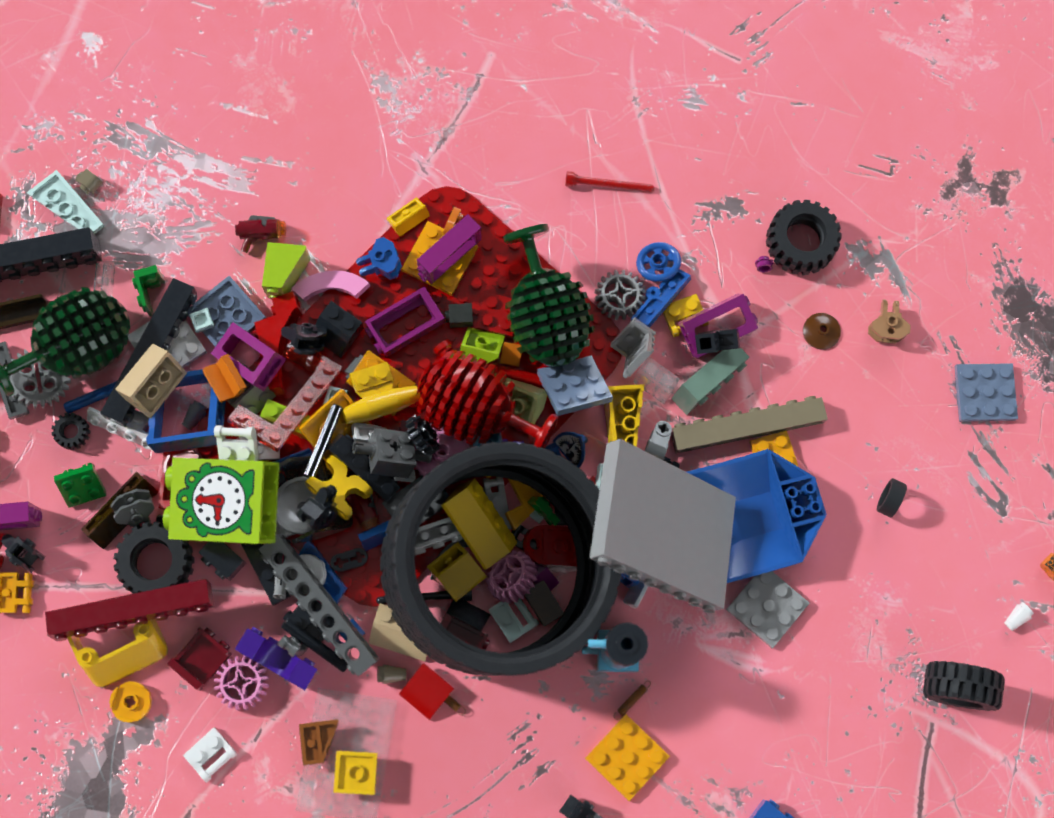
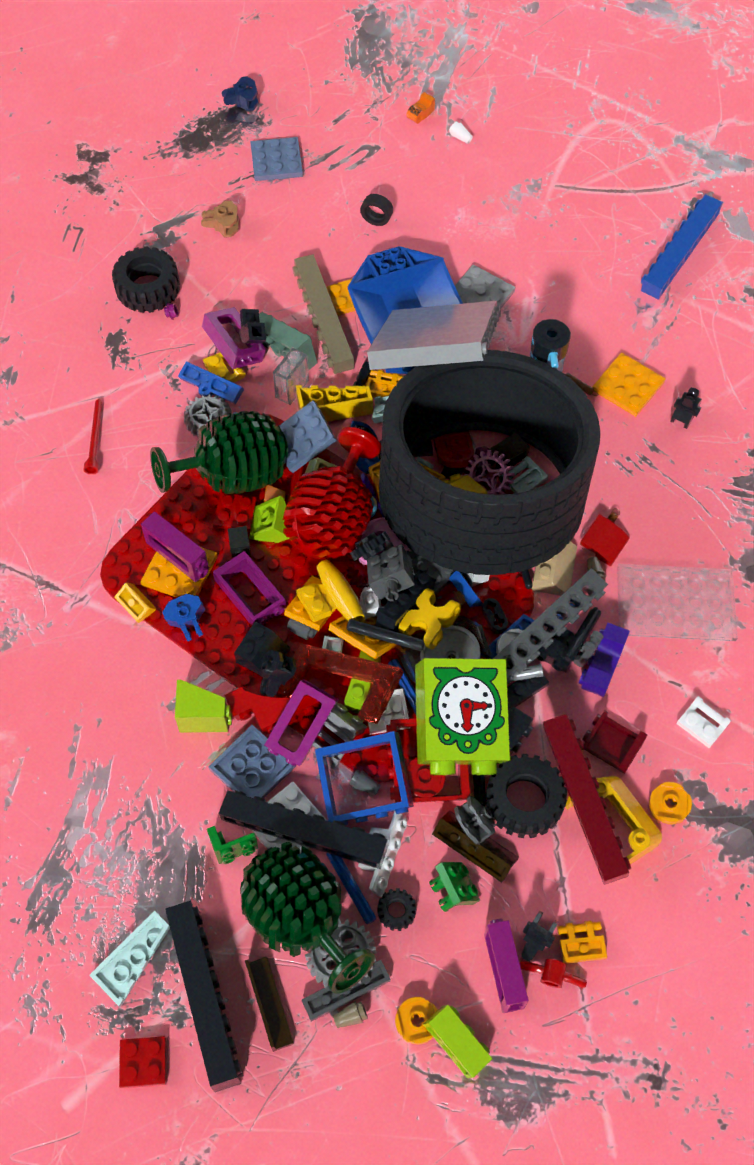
camera: 90 degrees left, 15 degrees down
(88, 181) = (103, 936): dark tan plate -> none
(104, 277) = (220, 900): clear brick -> none
(151, 380) = (337, 812): tan slope -> none
(201, 320) = (261, 785): light aqua tile -> none
(225, 379) = (329, 736): orange panel -> none
(236, 449) = (404, 711): white plate -> none
(244, 691) = (618, 706): bright pink gear -> none
(259, 228) = (153, 743): dark red piece -> none
(316, 740) = (672, 621): dark orange wing -> none
(320, 508) = (456, 621): black hinge -> none
(328, 280) = (208, 662): bright pink tile -> none
(355, 772) = (693, 584): yellow plate -> none
(443, 347) = (278, 550): red wheel -> none
(454, 218) = (143, 555): orange plate -> none
(542, 507) = (424, 452): green plate -> none
(635, 344) = (255, 394): light grey plate -> none
(657, 248) = (167, 377): blue plate -> none
(659, 438) = (347, 374): dark grey piece -> none
(816, 337) = (230, 270): reddish brown dish -> none
(964, 685) = (527, 151): black tyre -> none

